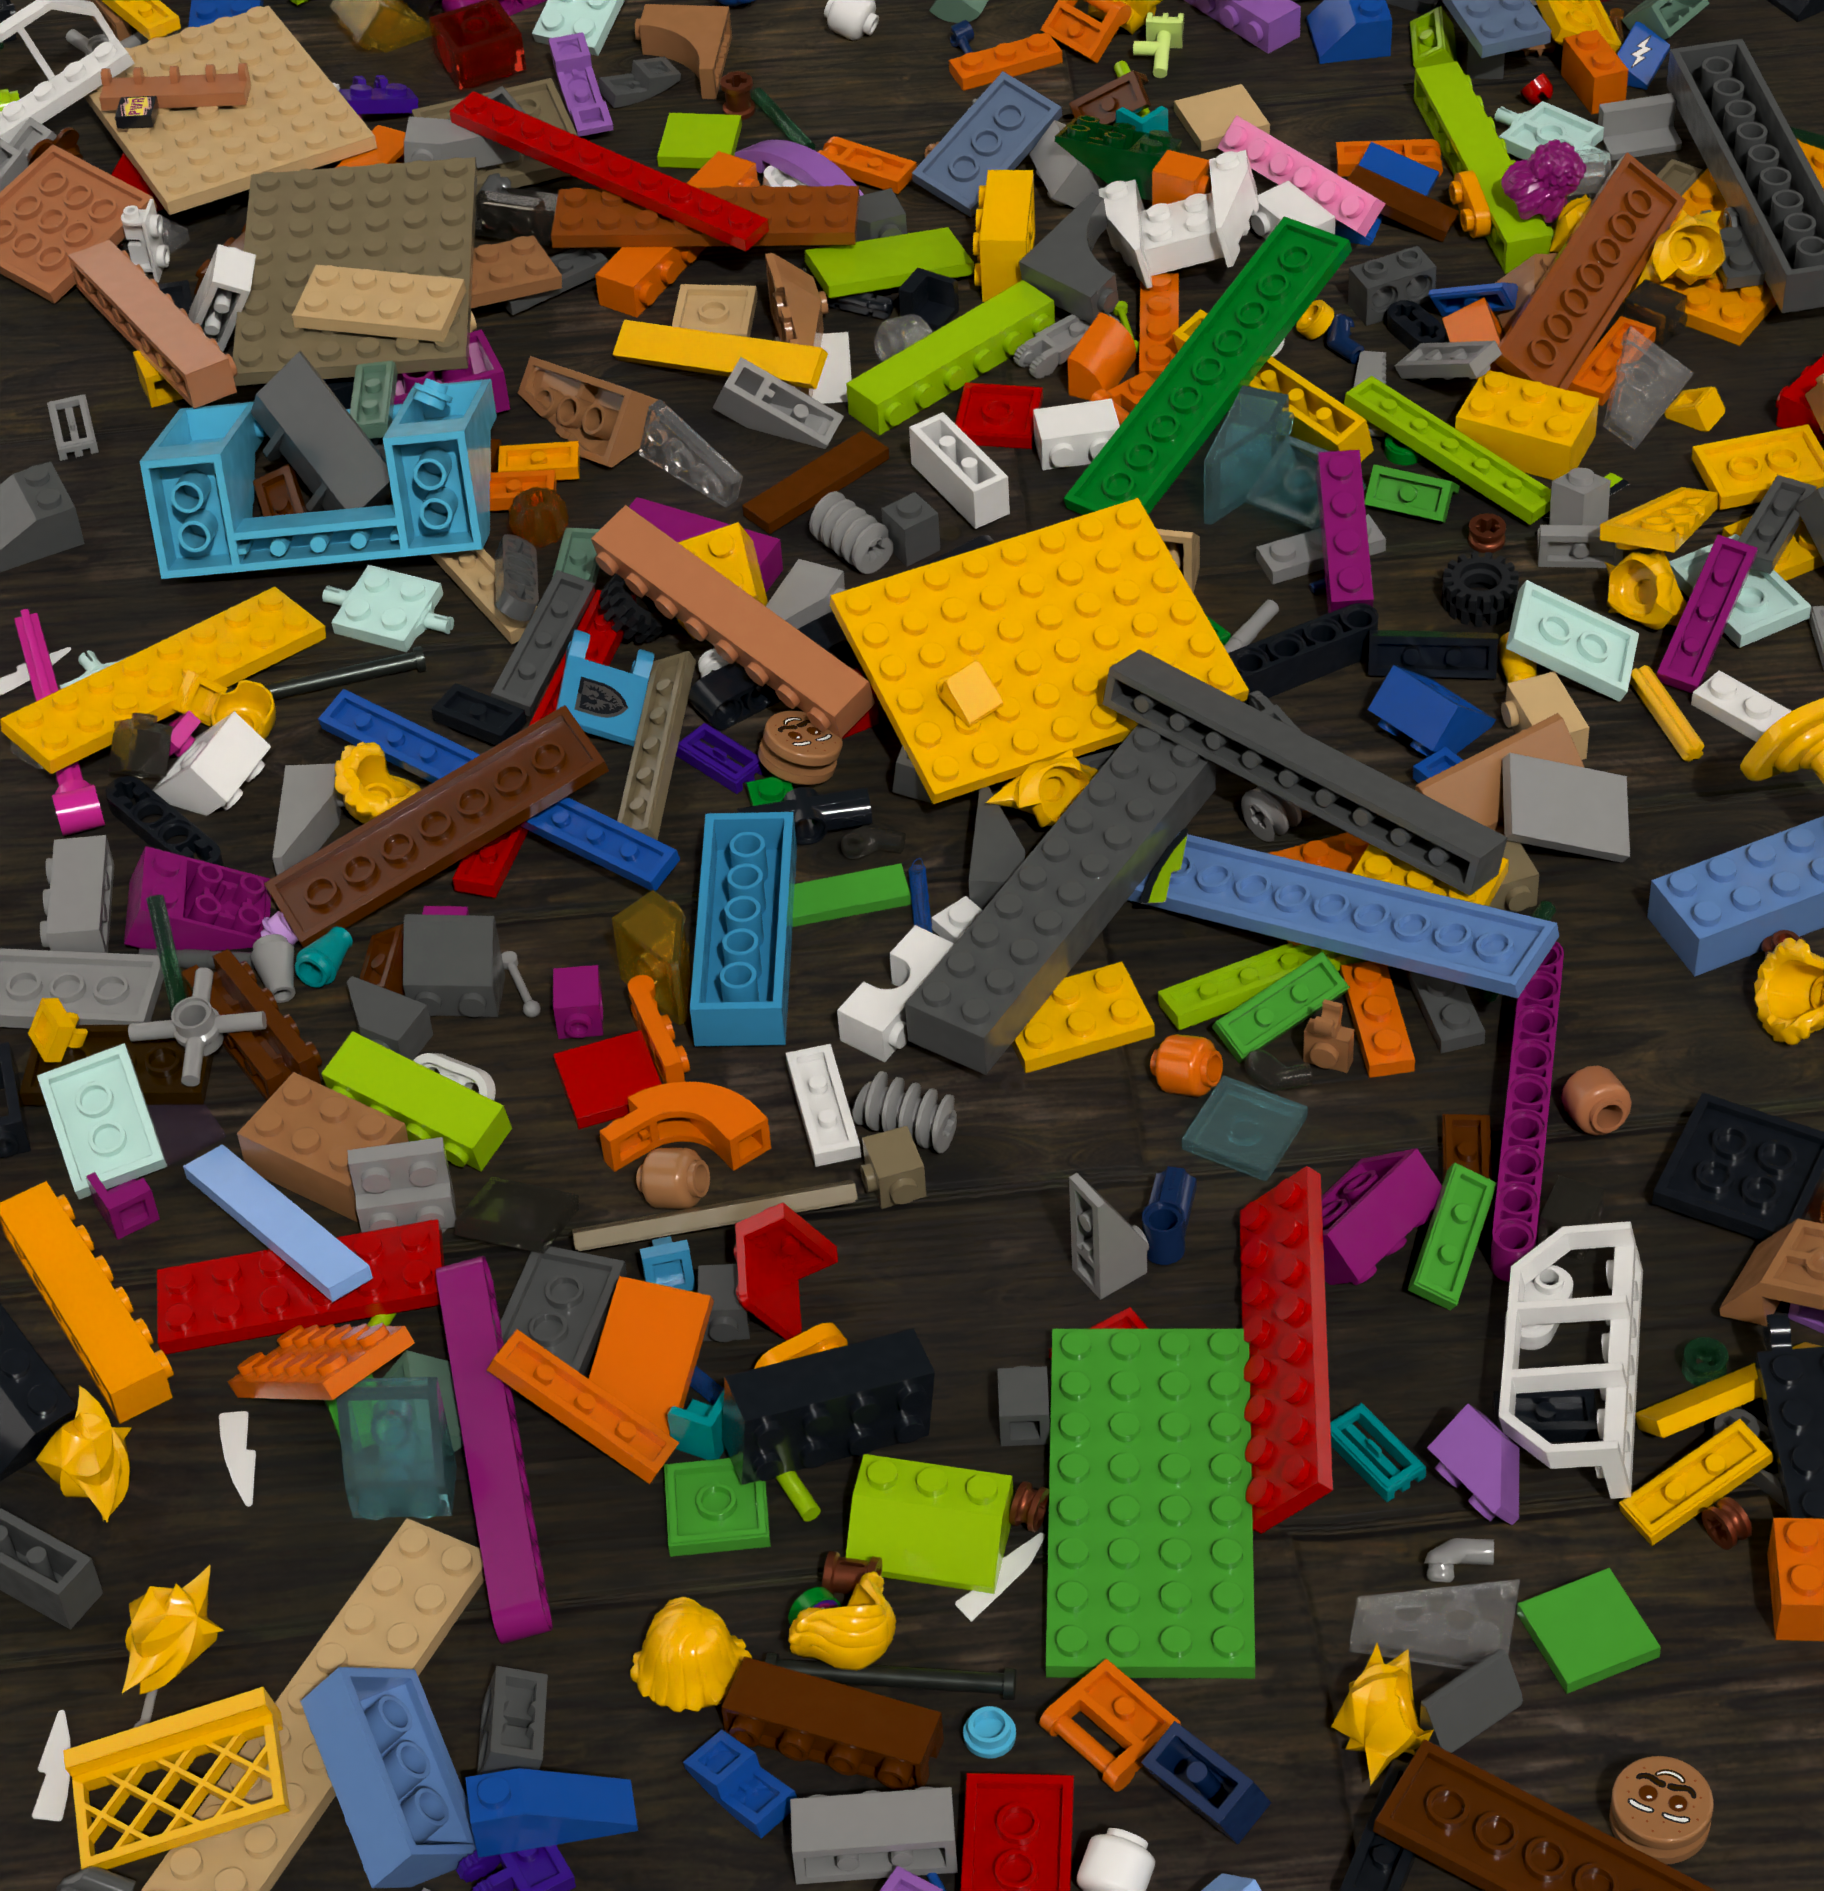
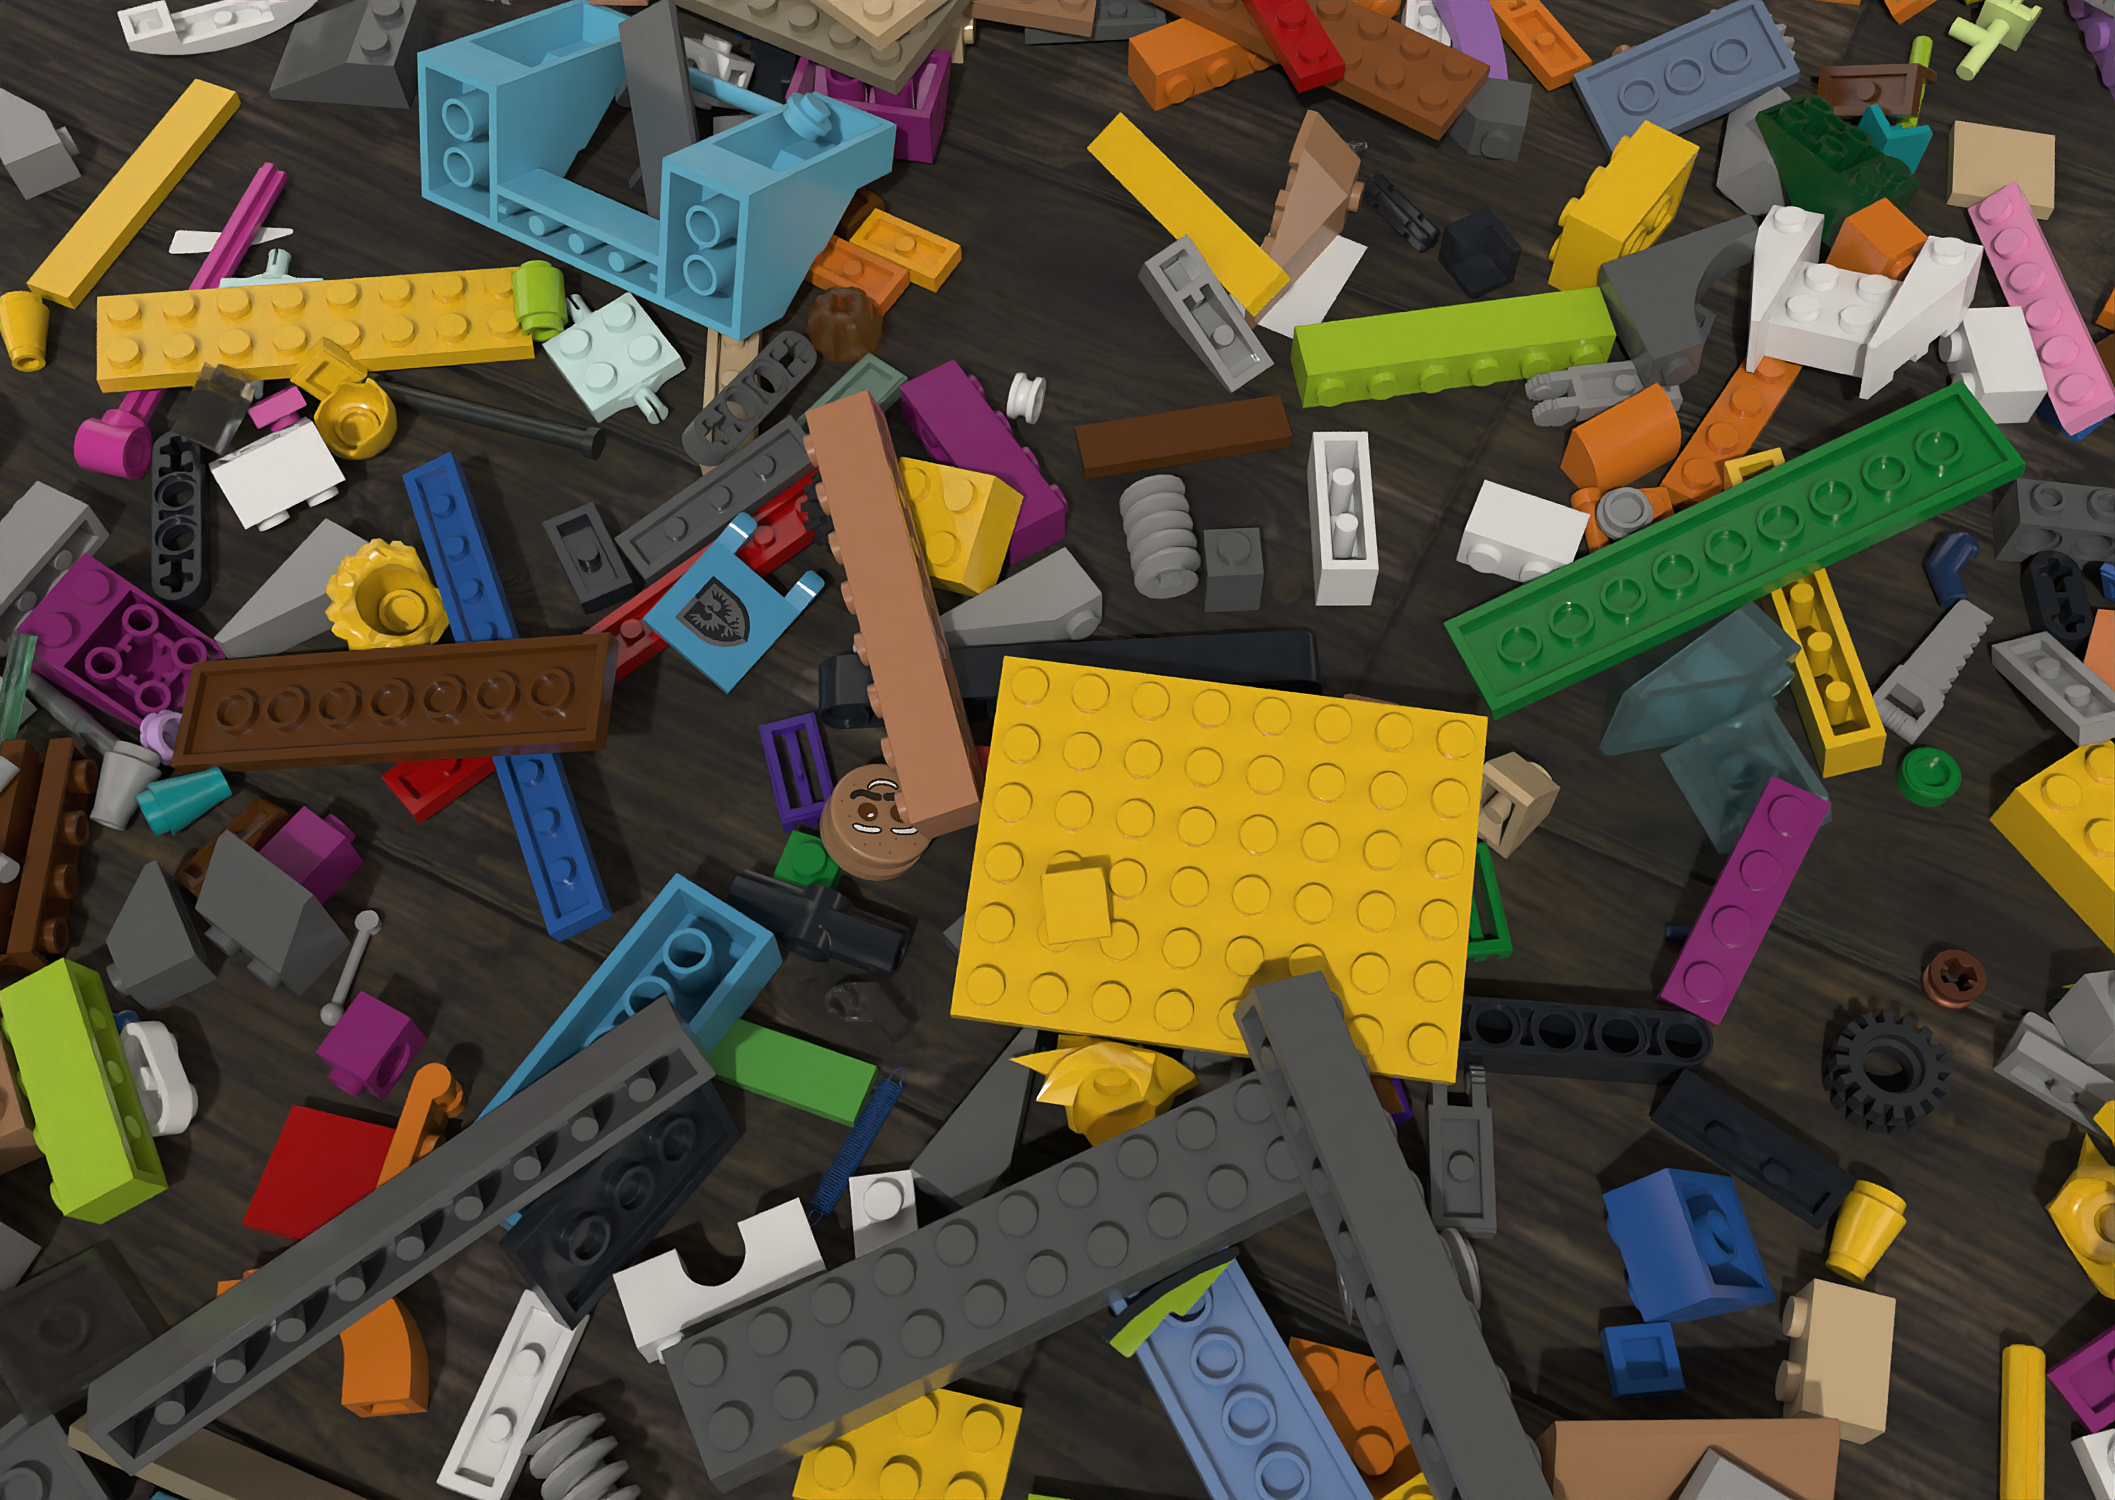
camera: 30 degrees right, 15 degrees up
(279, 493) = (608, 159): reddish brown plate -> none
(310, 595) = (539, 300): none -> lime brick
(374, 397) = (760, 85): sand green tile -> none
(587, 410) = (1011, 217): medium nougat wedge -> none
(654, 944) = (480, 1039): clear yellow slope -> none
(656, 744) = (727, 723): dark tan tile -> none
(673, 1178) = (271, 1415): medium nougat head -> none
(687, 456) = (1055, 332): clear wing -> none
(697, 501) = (1026, 398): none -> white bush
(704, 1027) = (394, 1236): none -> dark grey brick
(716, 308) = (1230, 152): tan plate -> none
(810, 964) = (617, 1204): none -> black plate
(887, 261) = (1466, 176): lime tile -> none
(898, 334) = (1409, 288): clear head -> none
(999, 414) = (1452, 453): red tile -> none
(1121, 310) = (1700, 381): lime hinge -> none
(1129, 389) = (1623, 513): none -> light grey plate
(1252, 627) = (1531, 959): light grey piece -> none
(1304, 553) = (1688, 869): light grey plate -> none
(1315, 320) = (1934, 530): yellow tile -> none
(1410, 493) = (1889, 859): bright green panel -> none
(1450, 449) = (1983, 829): lime plate -> none
(1572, 640) = (1955, 1256): light aqua plate -> none

